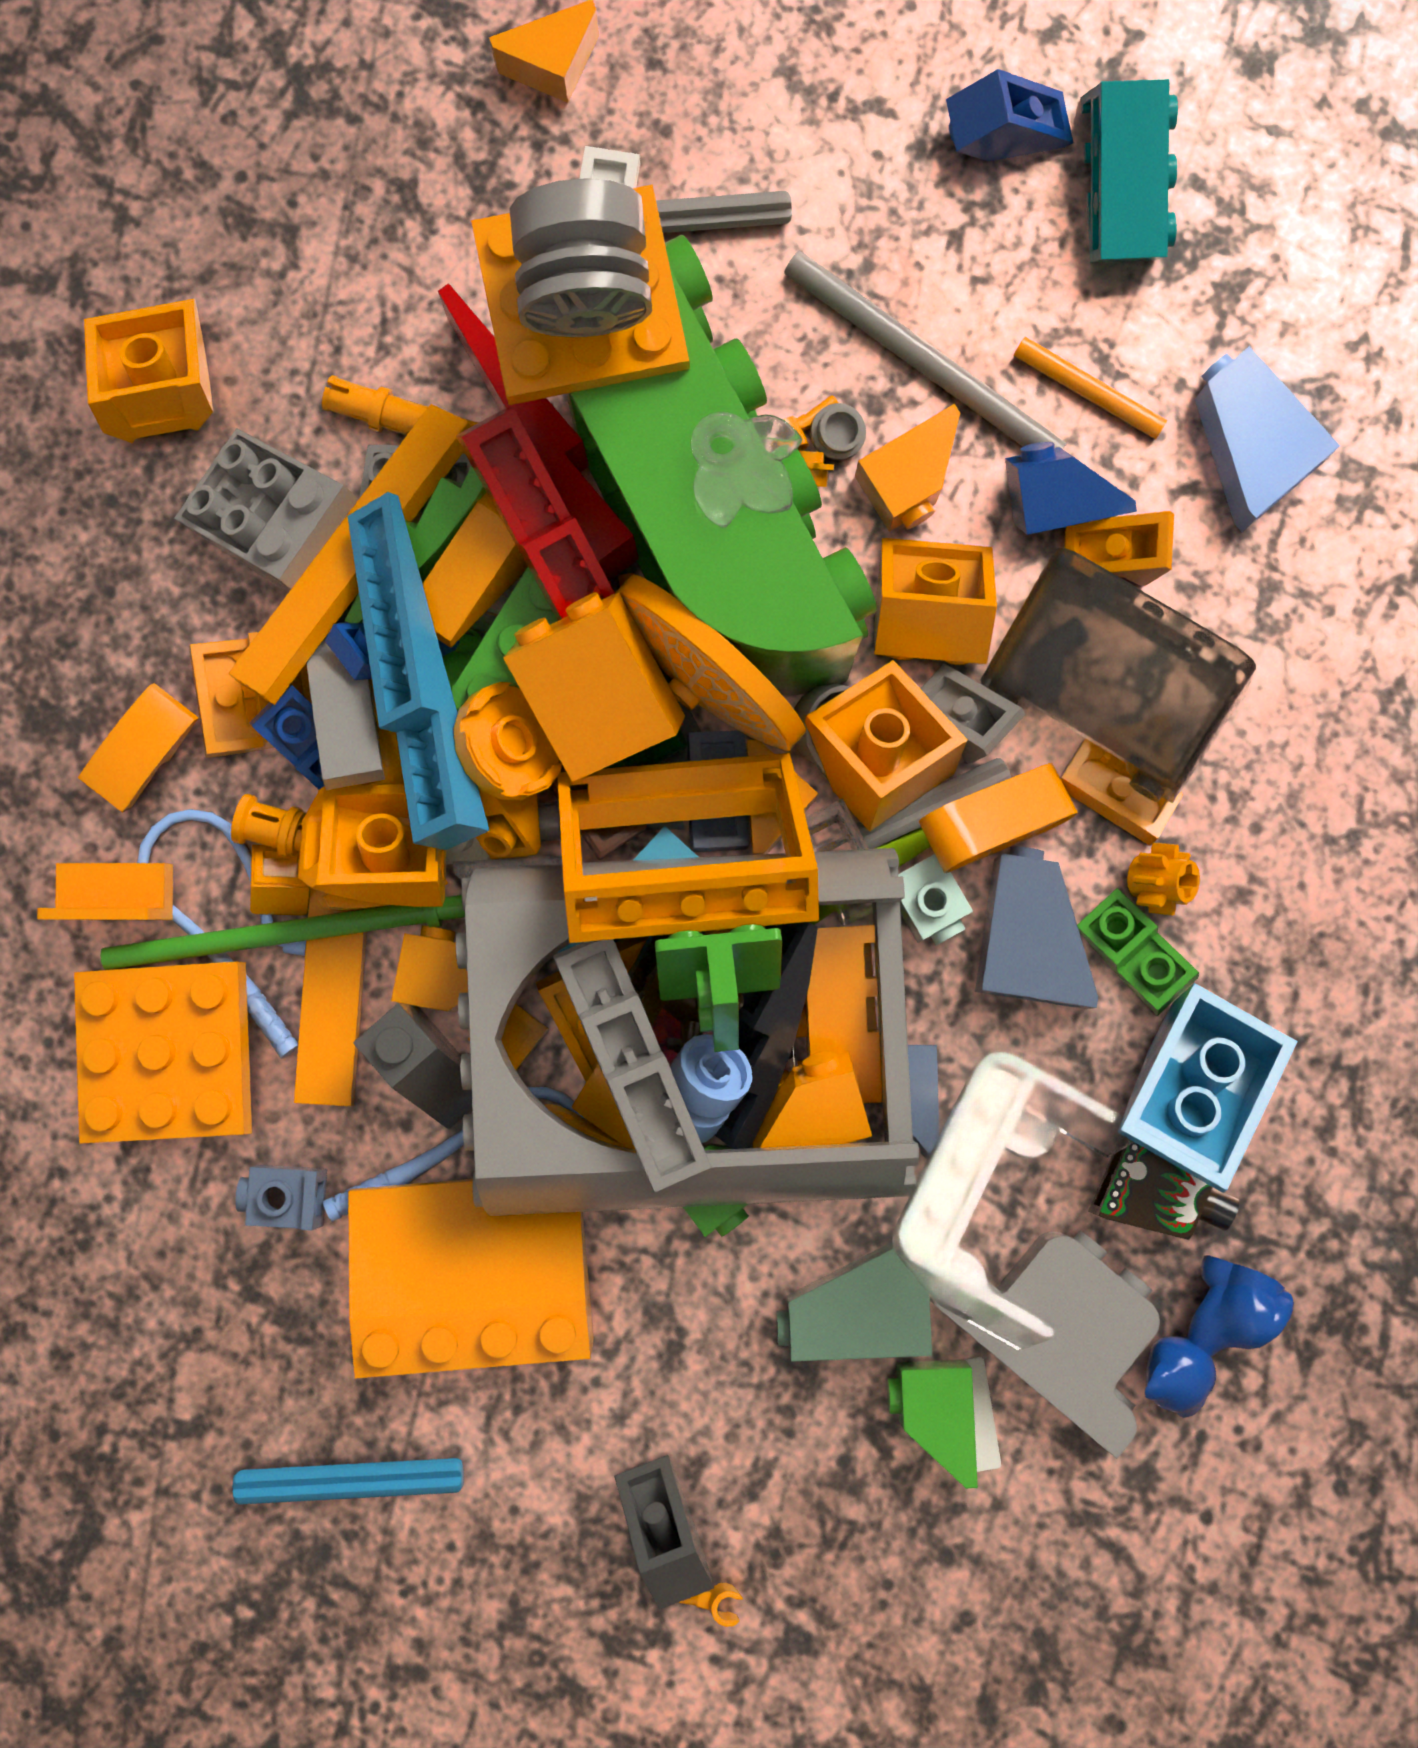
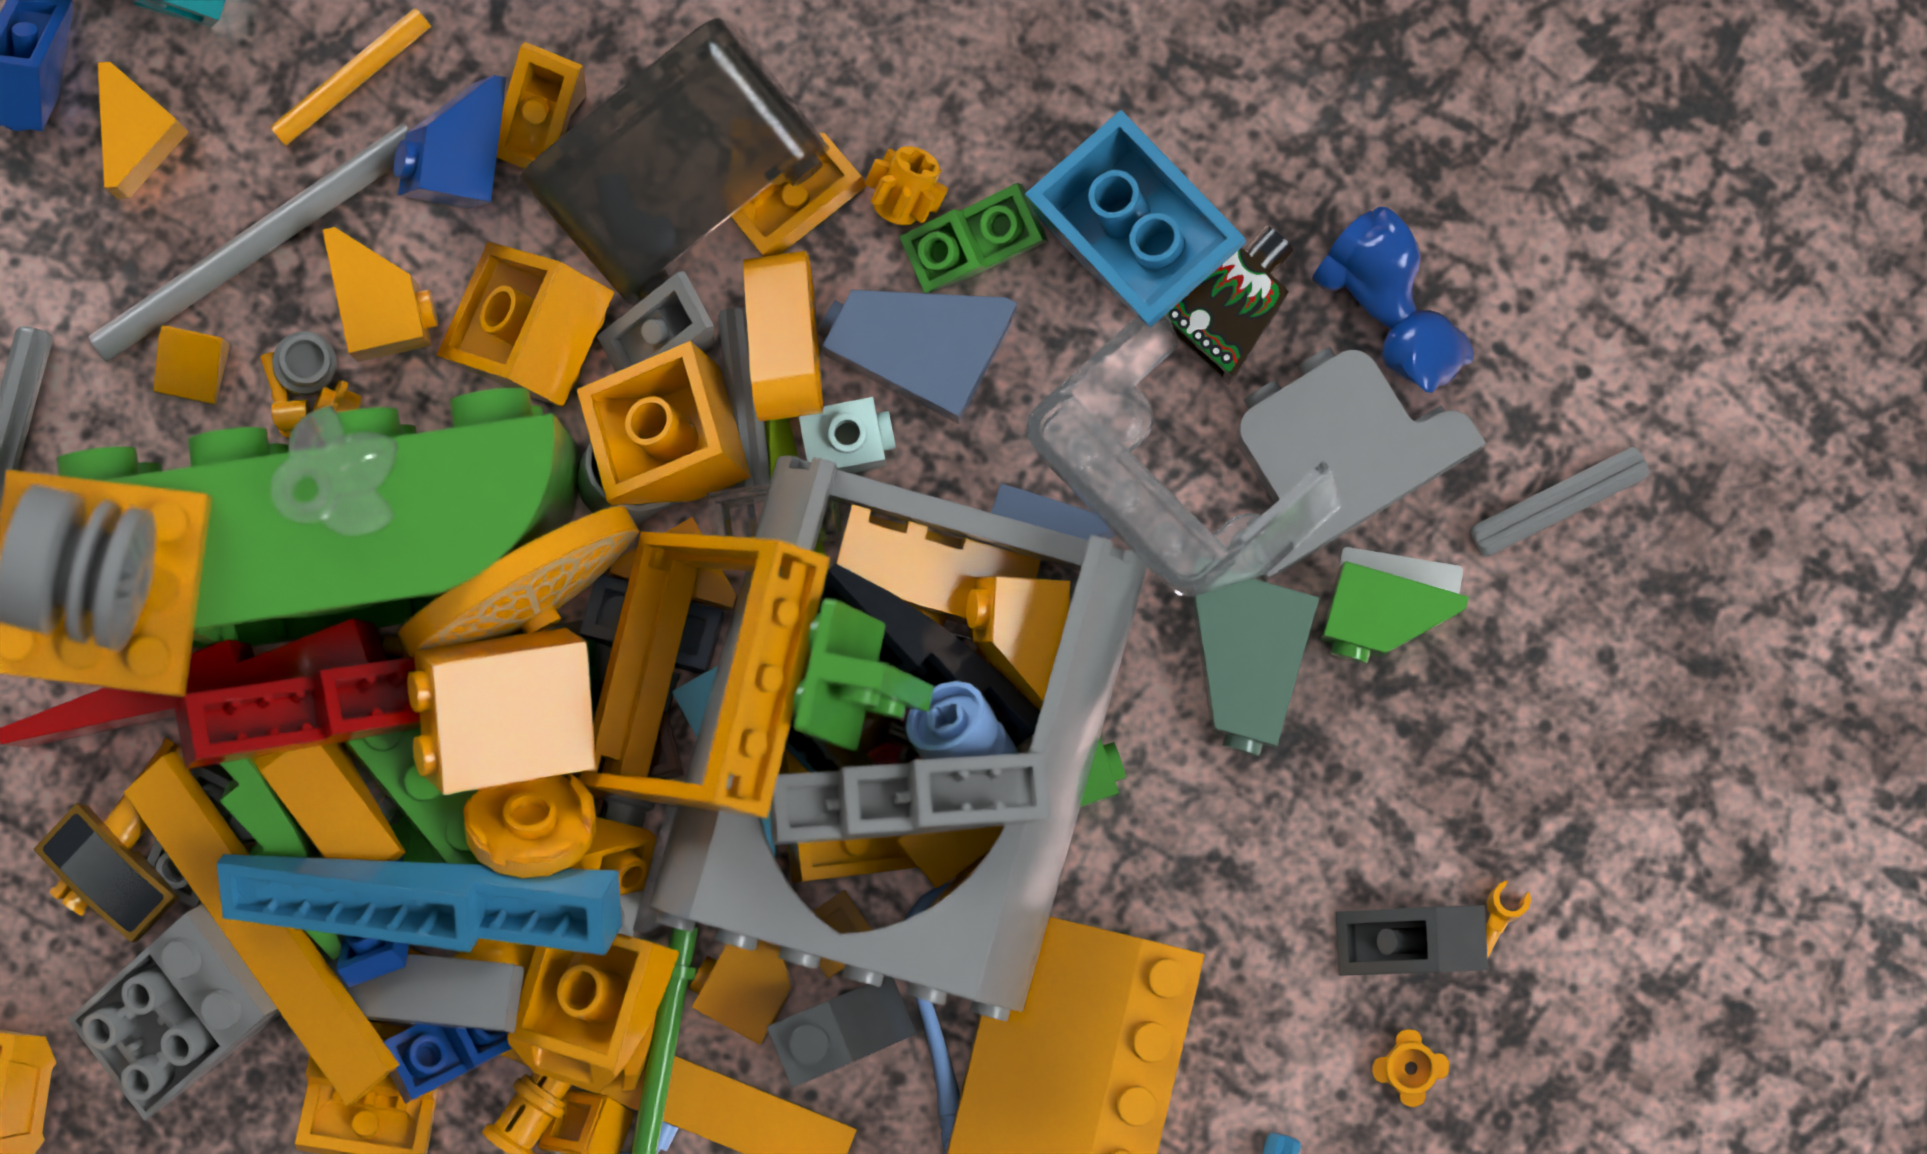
camera: 70 degrees left, 0 degrees up
(357, 414) = (105, 873): none -> slope
(558, 1582) = (1411, 1087): none -> light orange plate
(805, 340) = (190, 364): none -> light orange slope
(981, 225) = (133, 132): none -> light orange slope
(1087, 1536) = (1559, 501): none -> light grey axle

